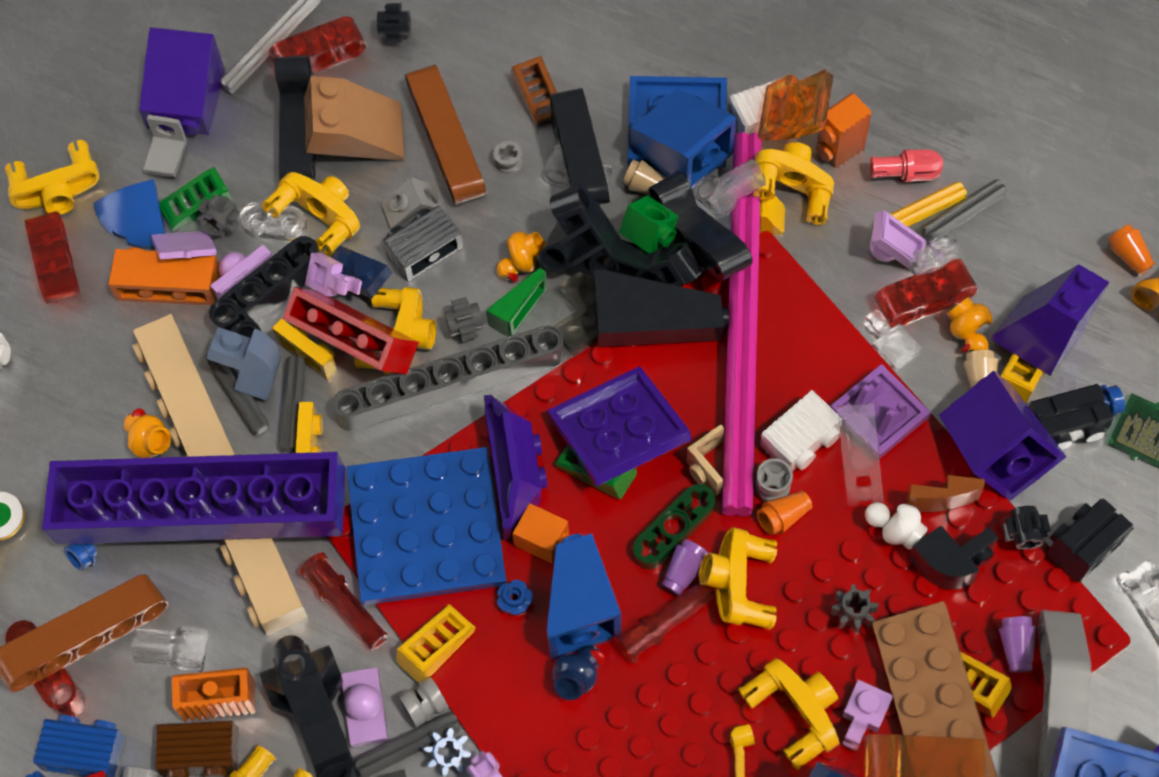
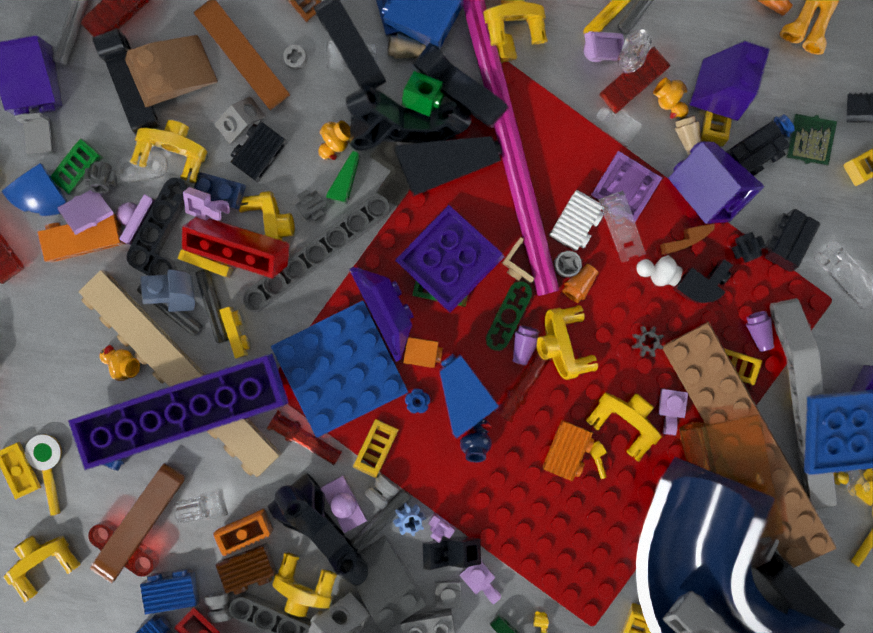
camera: 20 degrees left, 25 degrees up
(700, 721) = (568, 450): none -> orange brick
(722, 192) = (468, 51): clear piece -> none

